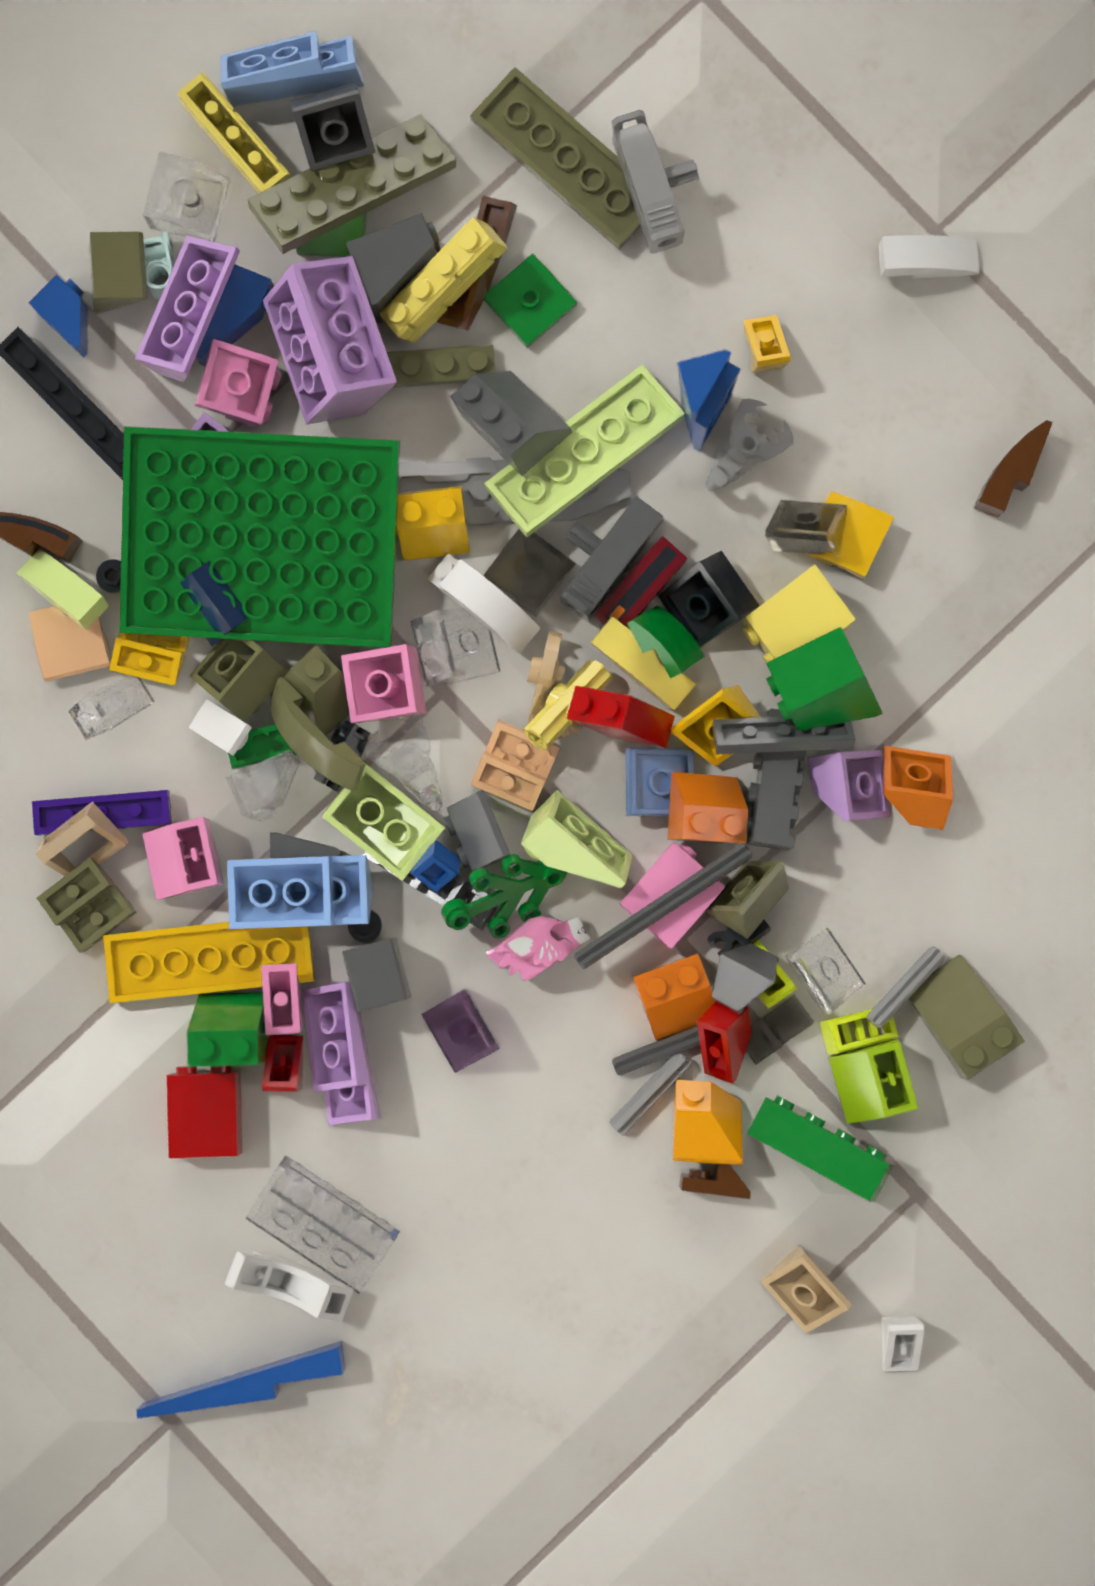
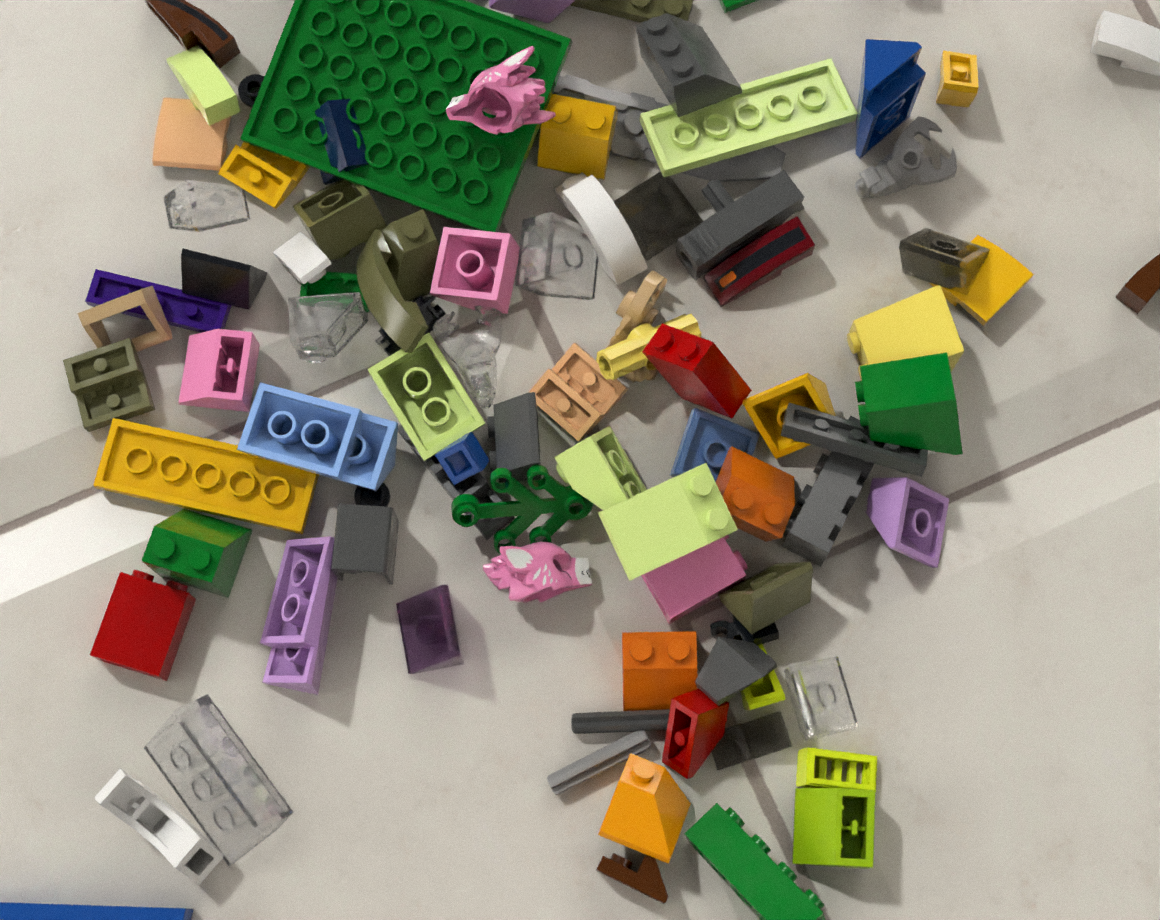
camera: 20 degrees right, 10 degrees down
(152, 772) = (220, 279): none -> black slope
(282, 999) = (262, 536): bright pink slope -> none
(283, 1064) = (240, 604): red slope -> none
(292, 847) = (324, 389): dark grey slope -> none
(358, 515) = (503, 93): none -> bright pink piece
(643, 868) = (667, 521): none -> yellowish green slope
(645, 669) = (736, 334): light yellow slope -> none
(663, 906) = (678, 570): dark grey axle -> none
(669, 638) = (771, 317): green slope -> none
(709, 598) = (821, 295): black slope -> none
(905, 987) = (899, 742): light grey axle -> none
(918, 785) = (976, 544): orange slope -> none
(965, 1018) = (950, 794): olive slope -> none

